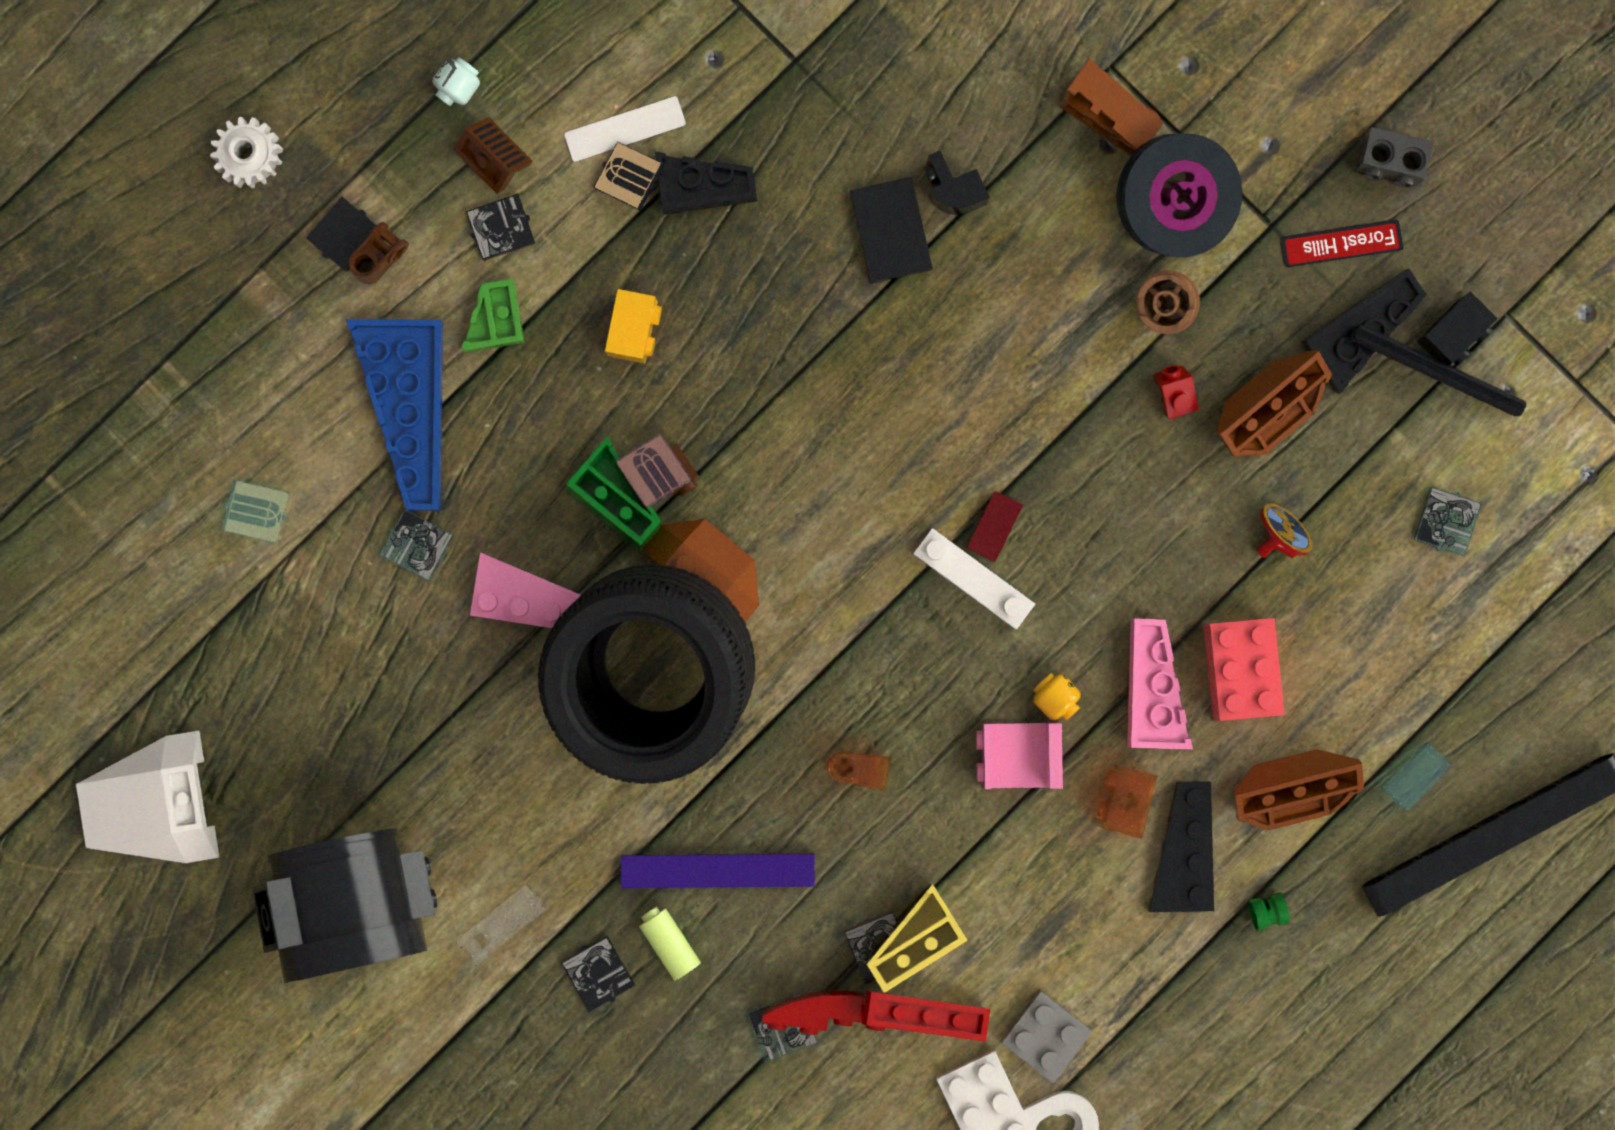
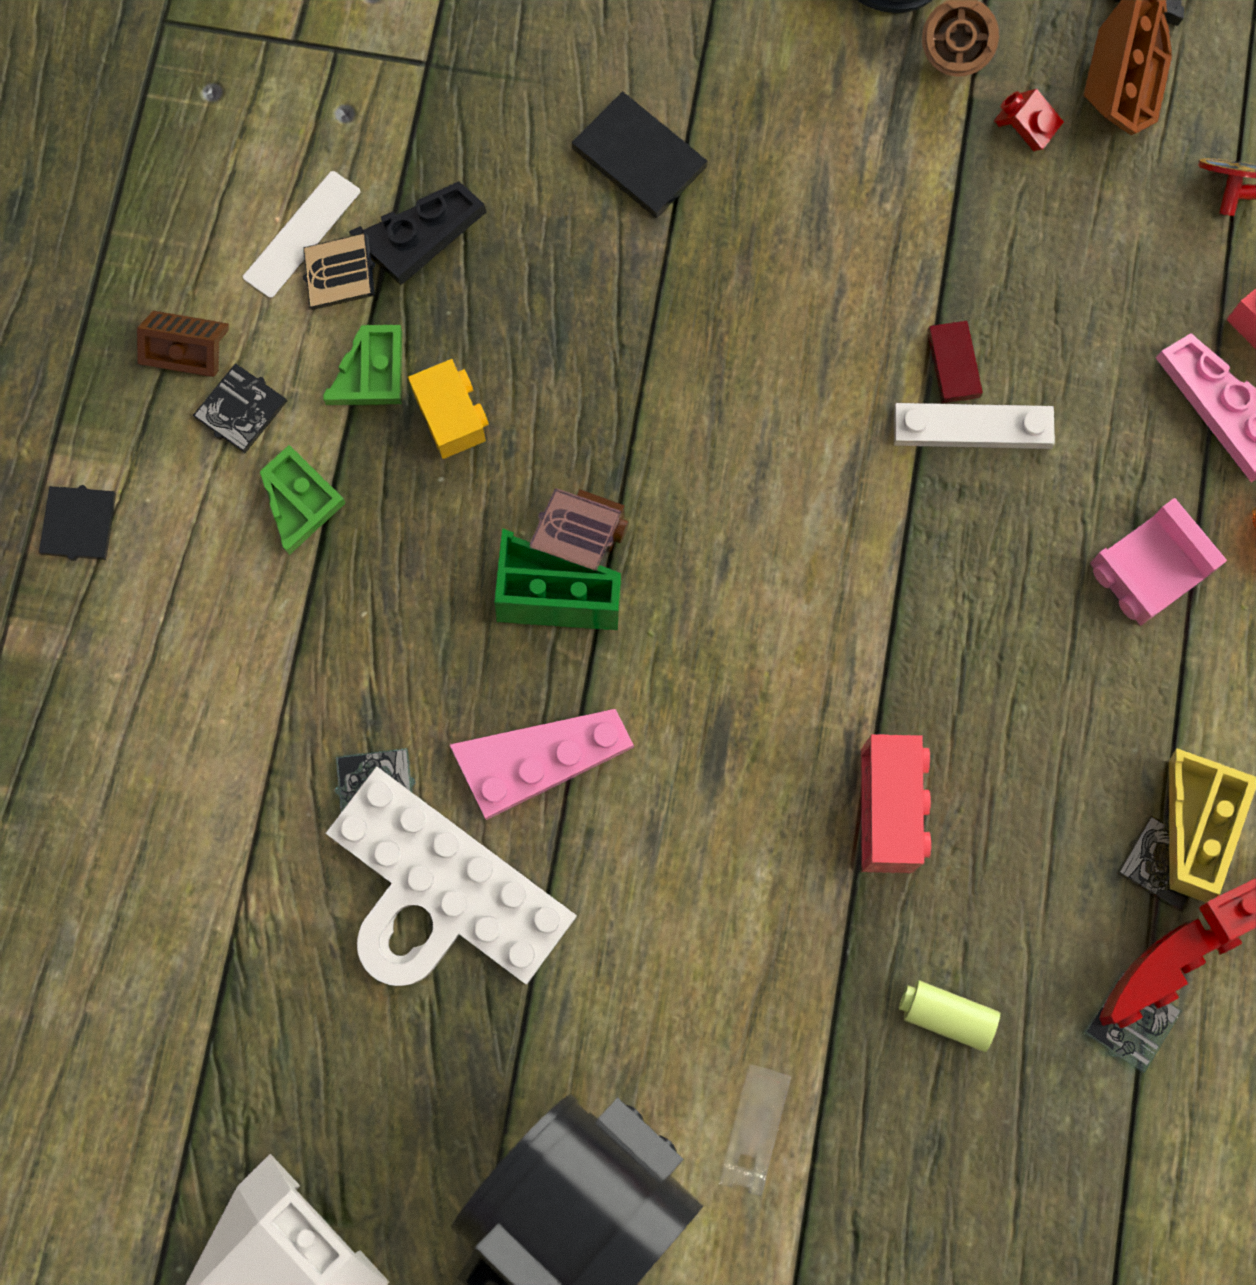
camera: 40 degrees left, 10 degrees down
(255, 511) = (173, 871): clear light blue piece -> none
(379, 252) = (128, 509): reddish brown piece -> none
(405, 385) = (248, 627): blue wing -> none
(422, 638) = (449, 876): none -> white plate
(456, 81) = (95, 293): light aqua head -> none
(598, 973) = (897, 1107): piece -> none
(603, 261) = (371, 369): none -> bright green wing
(605, 727) = (806, 779): black tyre -> none
(712, 556) = (699, 596): dark orange wedge -> none
(717, 870) = (940, 902): dark purple tile -> none
(727, 792) = (894, 804): none -> coral brick
(865, 770) = (1011, 688): clear orange piece -> none
(954, 195) = (673, 80): black brick -> none
(1057, 697) = (1146, 480): yellow head -> none

